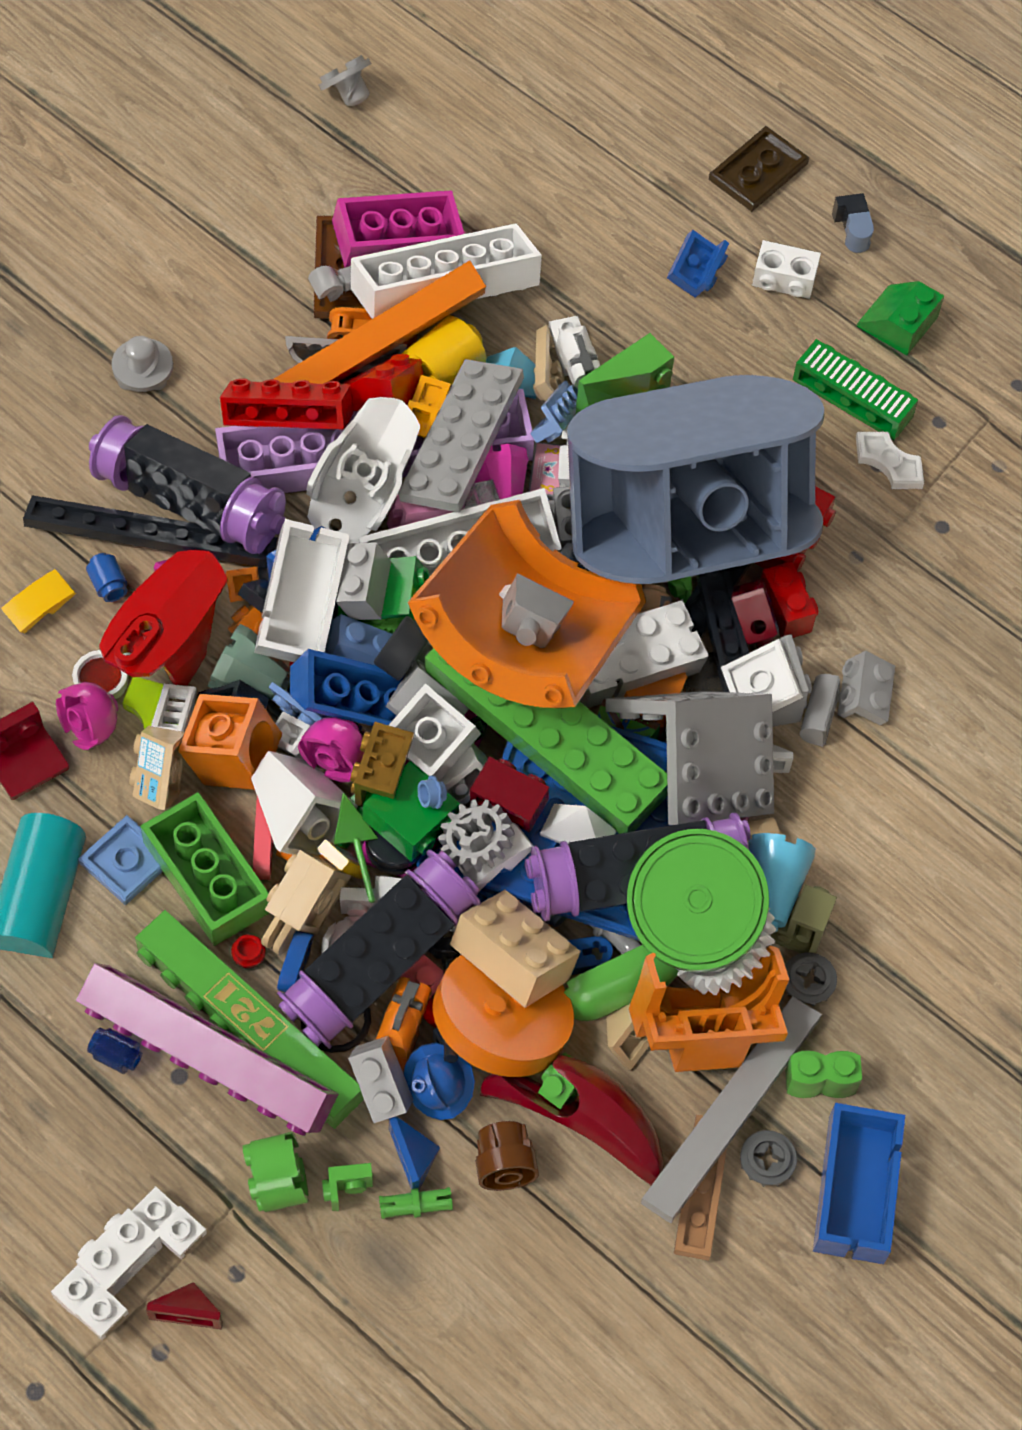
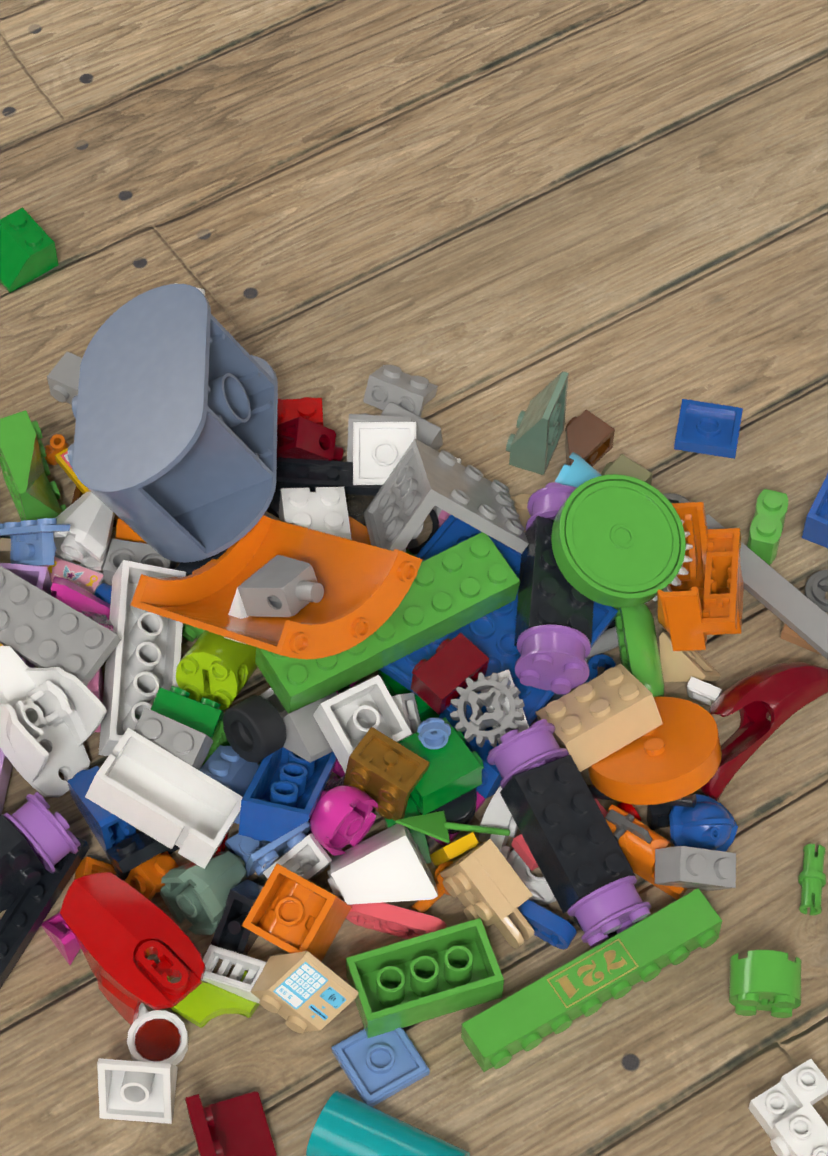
camera: 70 degrees left, 5 degrees down
(37, 600) = (46, 1080): yellow slope -> none
(46, 666) = (136, 1090): none -> white slope
(88, 713) = (208, 1055): dark pink cylinder -> none
(107, 577) = (41, 1005): blue brick -> none
(115, 1050) = (596, 1109): clear blue brick -> none
(207, 1048) = (622, 1018): brick -> none
(248, 951) = (517, 966): red plate -> none
(350, 1178) = (780, 931): bright green bracket -> none
(414, 1151) = (766, 870): blue slope -> none
(505, 1157) = (789, 788): reddish brown piece -> none
(557, 1088) = (734, 727): bright green brick -> none
(574, 824) = (495, 632): white slope -> none
(598, 1050) = (702, 691): none -> white tile
(855, 389) = (82, 309): green brick -> none
(858, 826) = (540, 428): none -> sand green slope
(862, 874) = (588, 438): none -> reddish brown slope
(935, 993) = (708, 428): none -> blue plate

